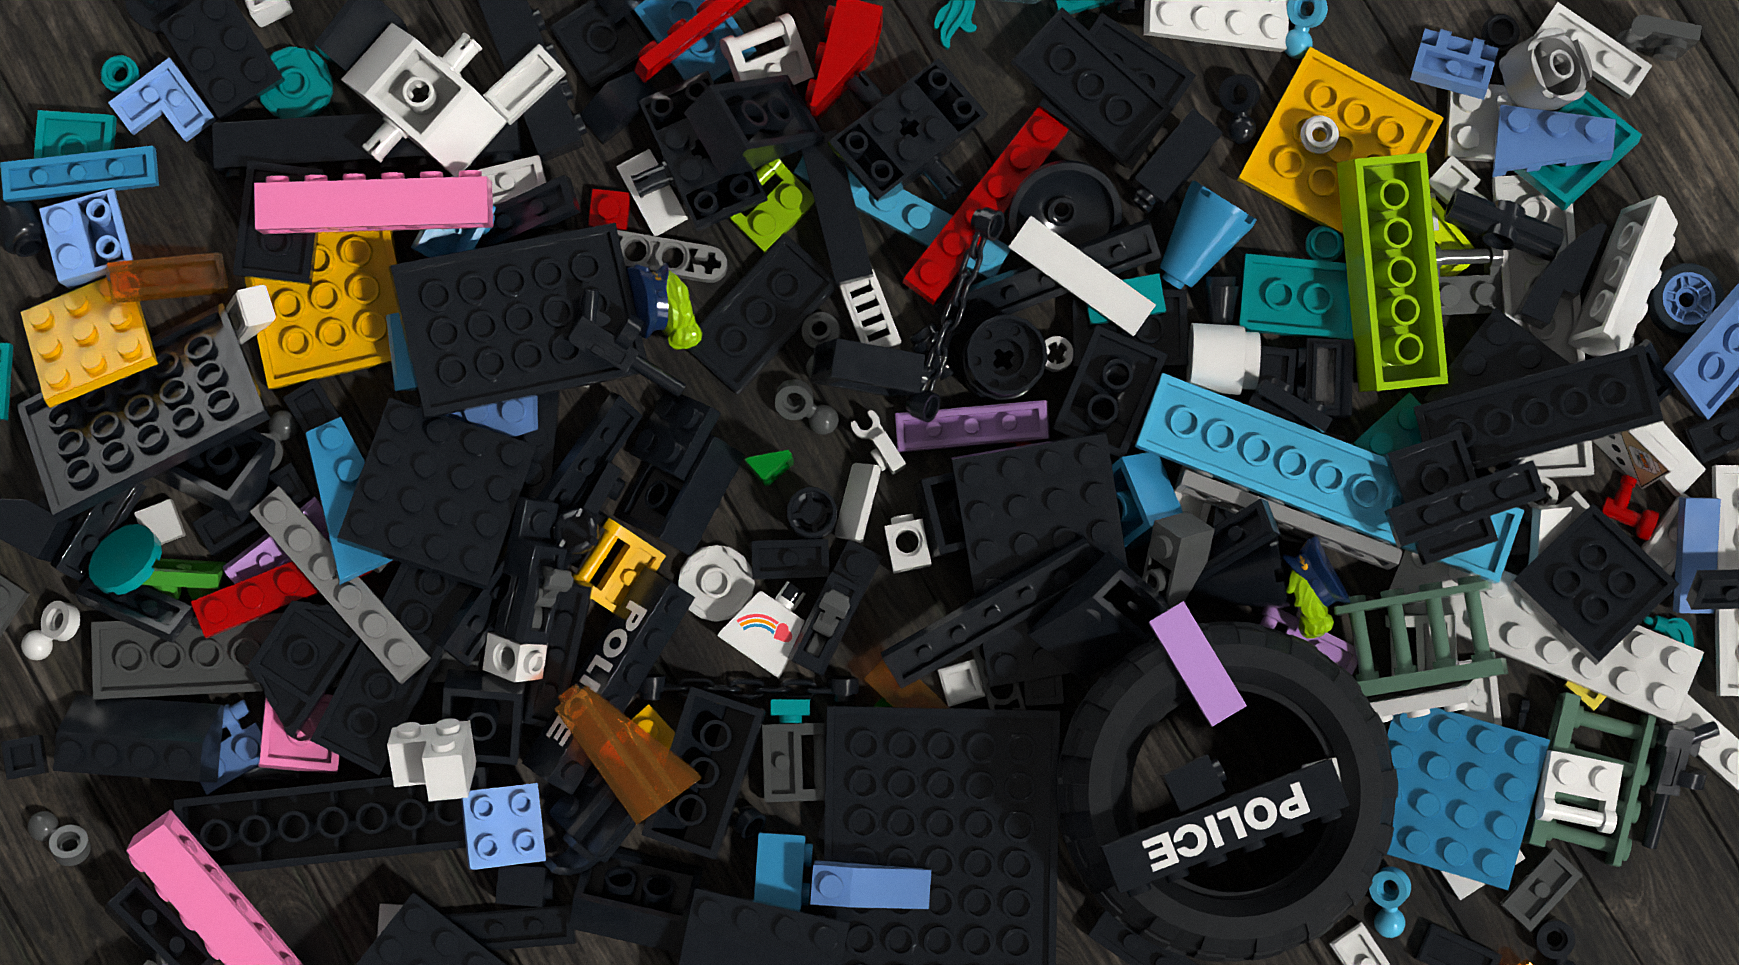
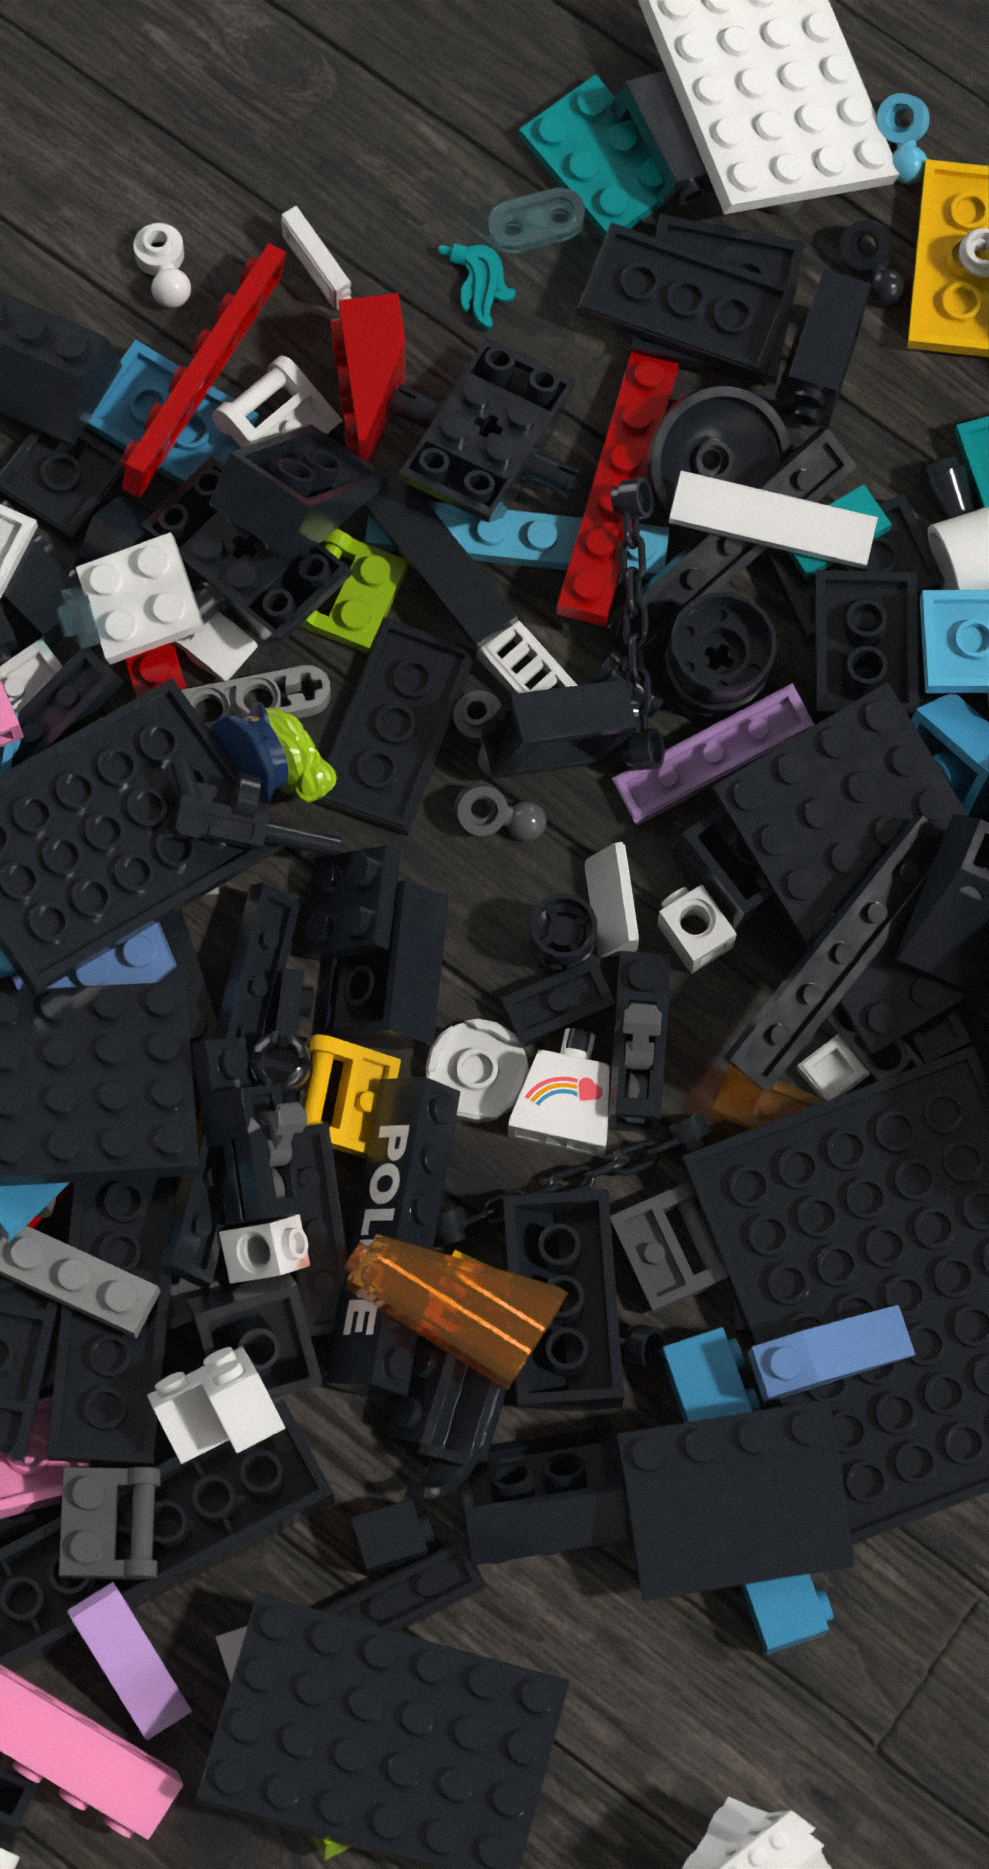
camera: 25 degrees left, 10 degrees down
(311, 900) = (129, 1661): none -> lavender tile
(320, 799) = (91, 1523): none -> dark grey plate
(503, 826) = (338, 1464): light blue bracket -> none
(564, 154) = (77, 617): none -> clear light blue plate
(614, 157) = (140, 598): none -> white plate
(770, 466) = (485, 894): green slope -> none
(790, 710) = (636, 1183): teal plate -> none
(885, 452) = (613, 819): white plate -> none
(1067, 356) = (787, 618): white bush -> none
(1202, 235) = (896, 420): dark azure cone -> none

